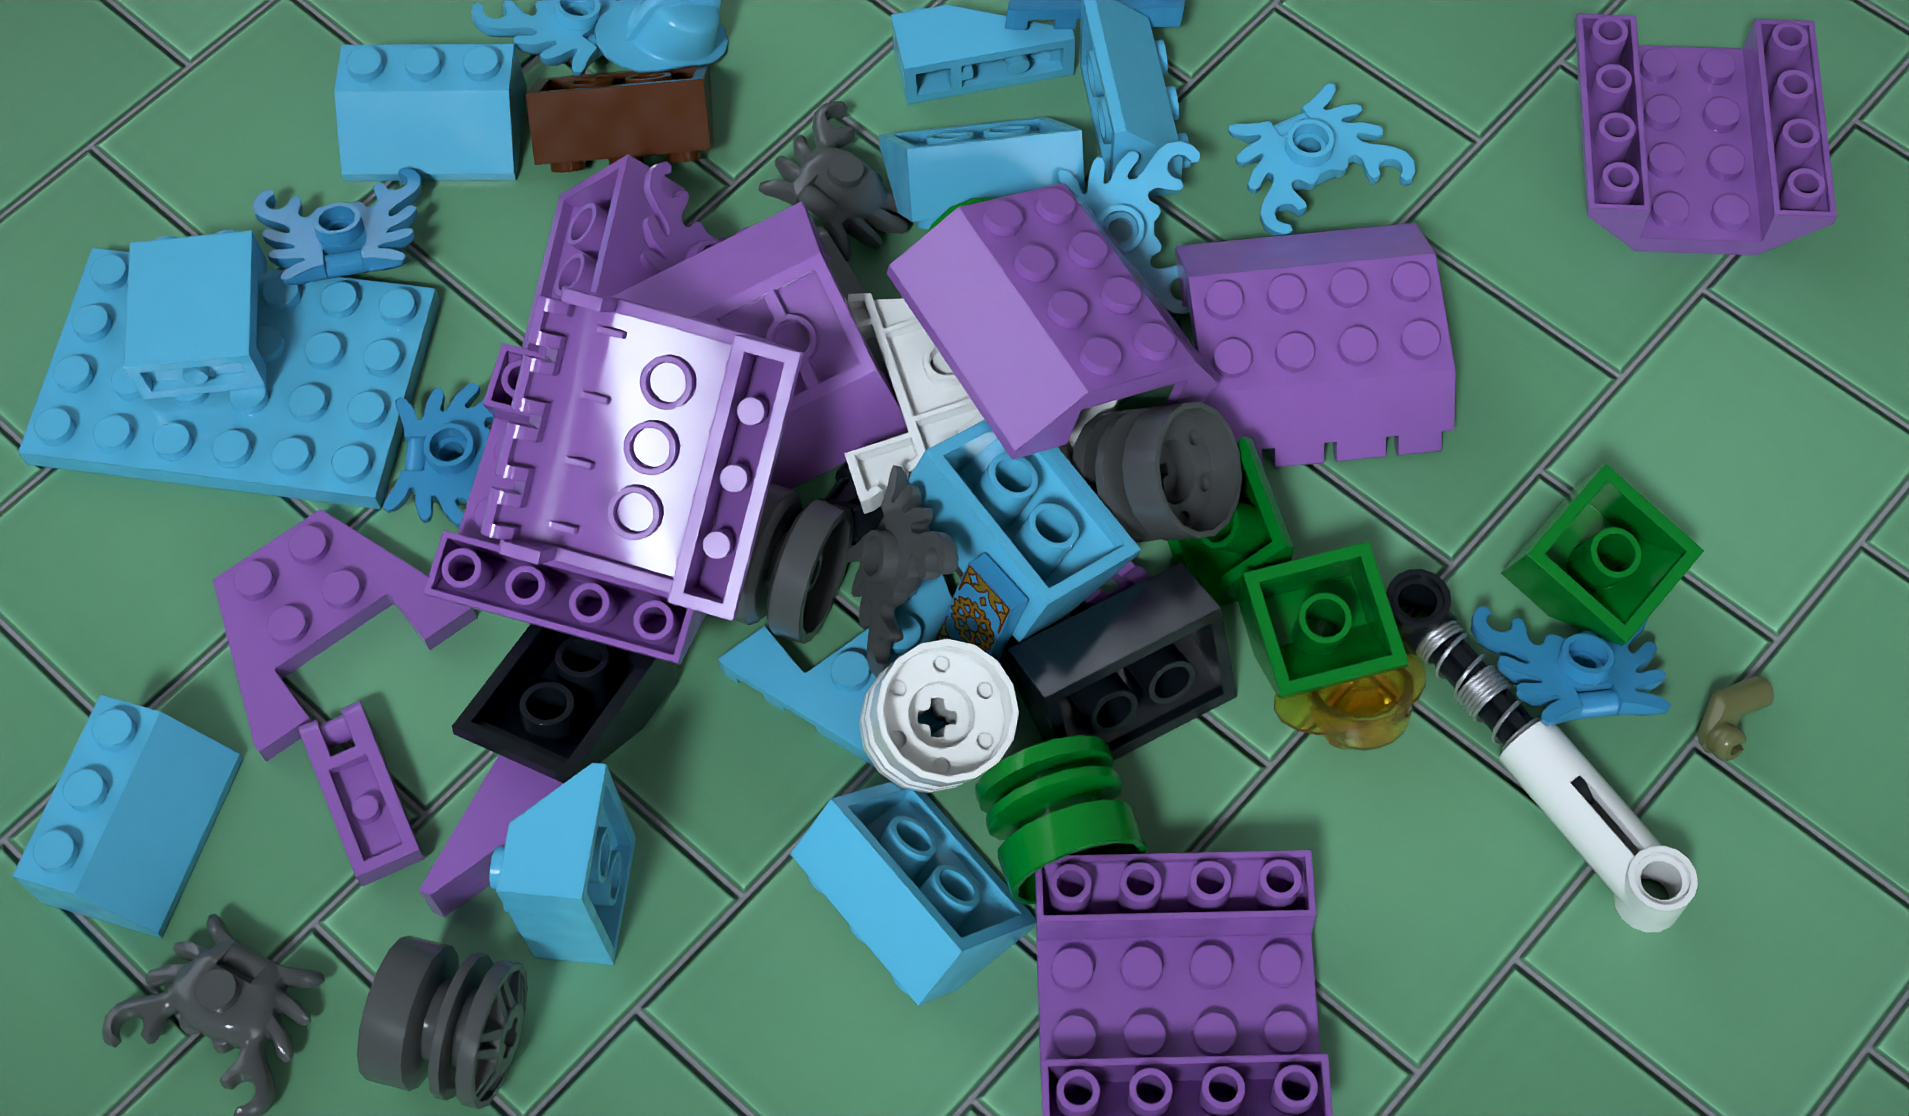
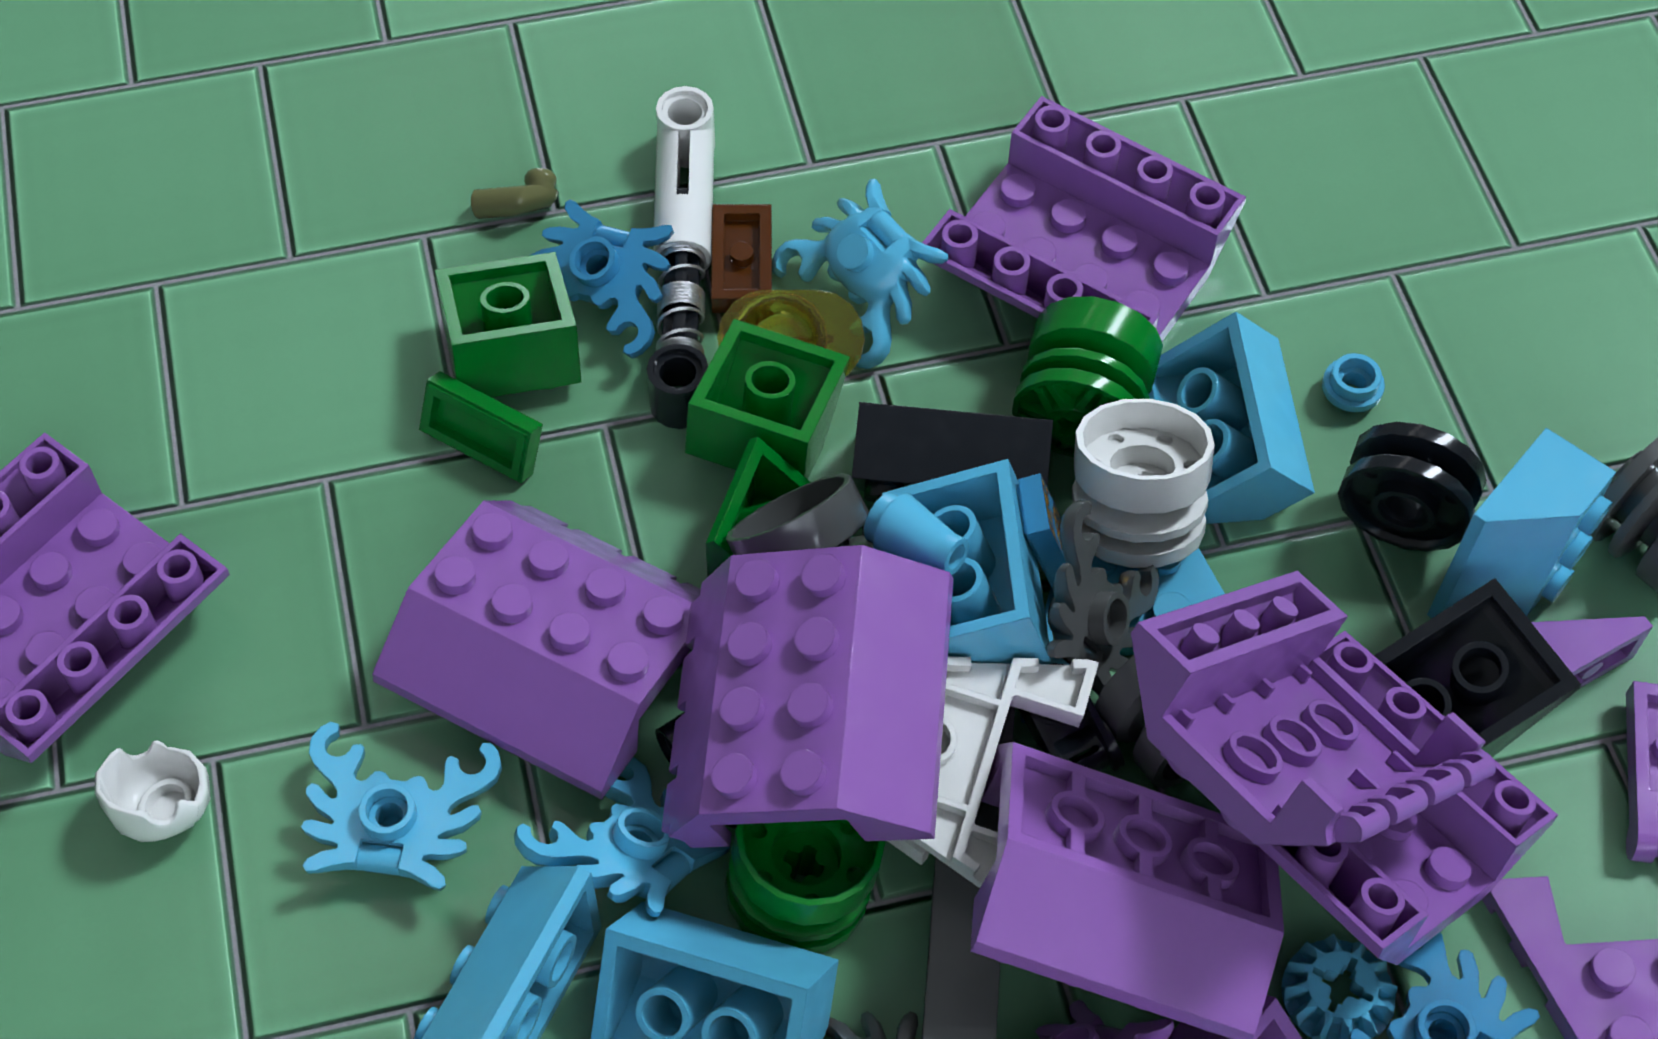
camera: 150 degrees left, 5 degrees down
(700, 895) = (1412, 486): none -> black wheel
(820, 1009) = (1357, 371): none -> medium azure plate
(1072, 482) = (912, 532): none -> medium azure cone
(1354, 823) = (870, 260): none -> medium azure animal
(1477, 783) = (740, 252): none -> reddish brown plate
(1485, 69) = (153, 792): none -> white hair
(1535, 467) = (480, 426): none -> green tile

